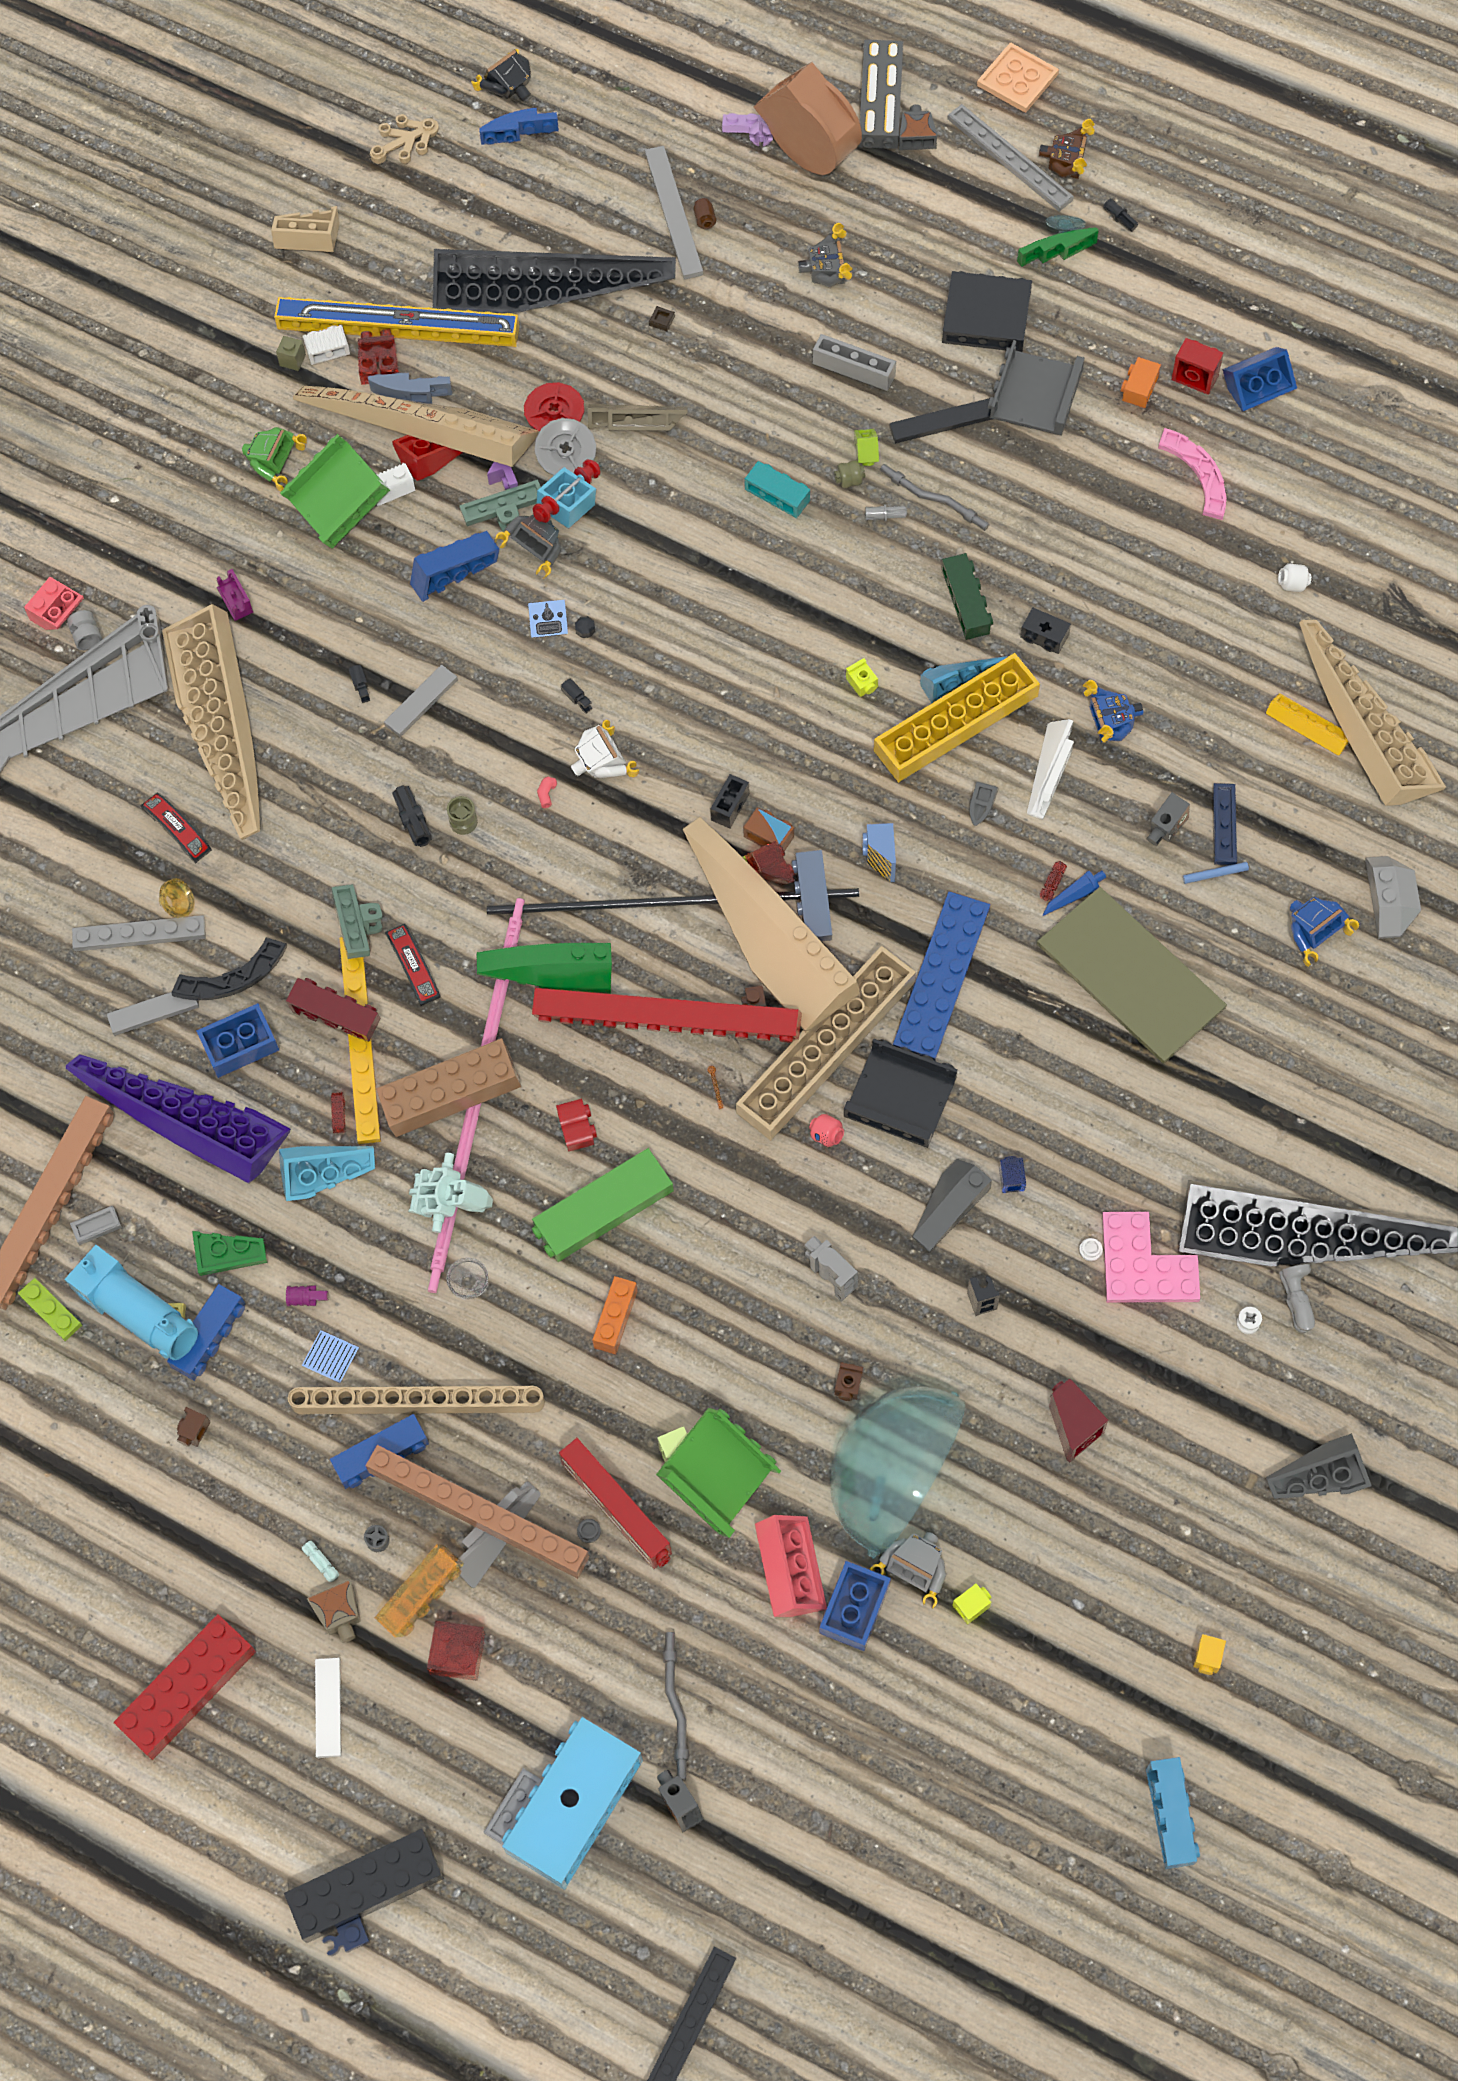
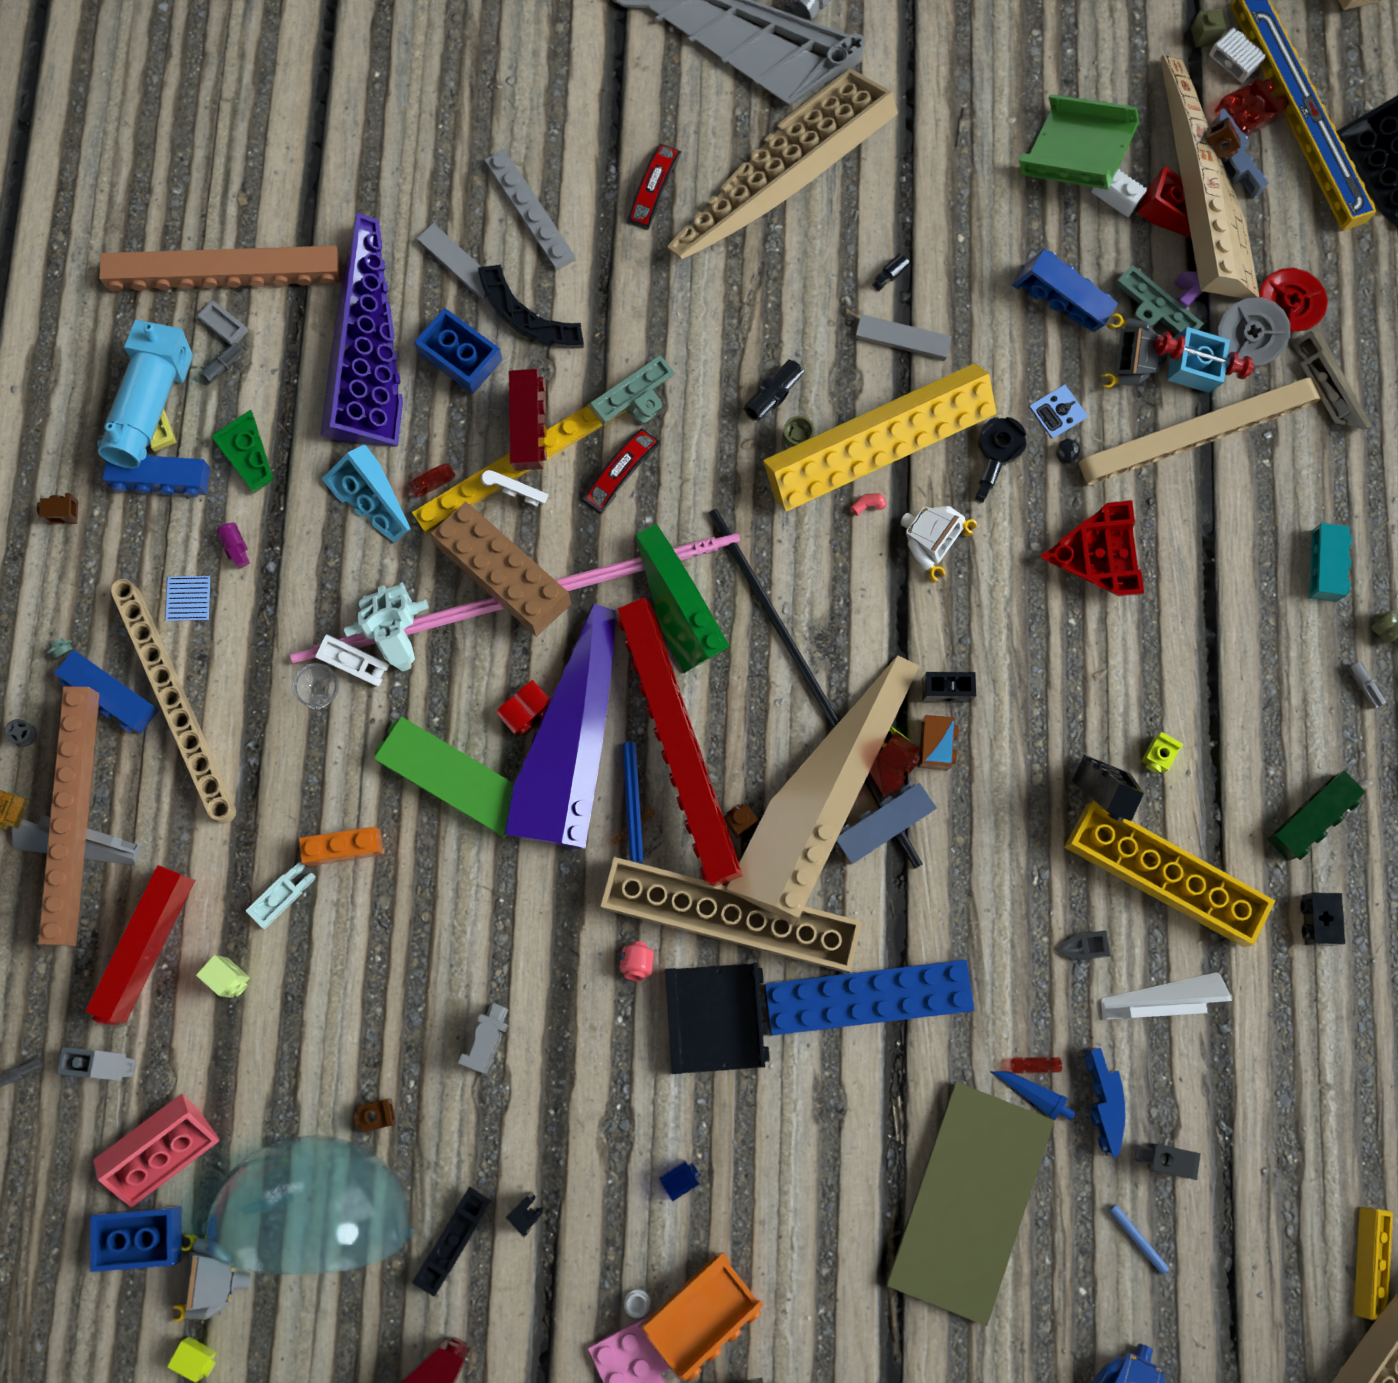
camera: 55 degrees right, 10 degrees up
(49, 1309) = (129, 308): lime plate -> none
(133, 1239) = (222, 362): none -> dark grey axle
(180, 895) = (583, 228): clear yellow piece -> none
(234, 596) = (920, 113): magenta hinge -> none
(269, 452) = (1091, 63): bright green torso -> none
(319, 1475) = (60, 648): none -> sand green plate
(383, 1048) = (513, 487): none -> white plate
(397, 388) = (1224, 132): none -> reddish brown brick
(460, 1240) = (351, 659): none -> white plate
(499, 753) = (880, 436): none -> yellow brick
(552, 658) = (1002, 427): none -> black plate
(588, 1530) = (112, 930): dark grey plate -> none
(622, 527) = (1198, 431): none -> tan beam
(631, 1385) = (279, 896): none -> light aqua hinge
(642, 1113) = (559, 775): none -> dark purple wedge
(681, 639) = (1102, 550): none -> red wedge
(694, 1582) = (95, 1064): none -> light grey hinge
(695, 1076) = (632, 802): none -> blue axle
(716, 1469) = (209, 1028): bright green panel -> none
(871, 722) = (1109, 787): none -> black wedge
(880, 849) = (973, 866): medium blue slope -> none
(946, 678) = (1211, 846): dark azure wedge -> none
(954, 1196) = (627, 1128): dark grey wedge -> none
(975, 1364) = (452, 1241): none -> black slope
(1111, 712) = (1264, 1037): torso -> none
(1113, 844) = (1110, 1110): none -> blue slope
(1123, 1202) = (701, 1317): none -> orange panel
(1224, 824) = (1201, 1222): dark blue tile -> none

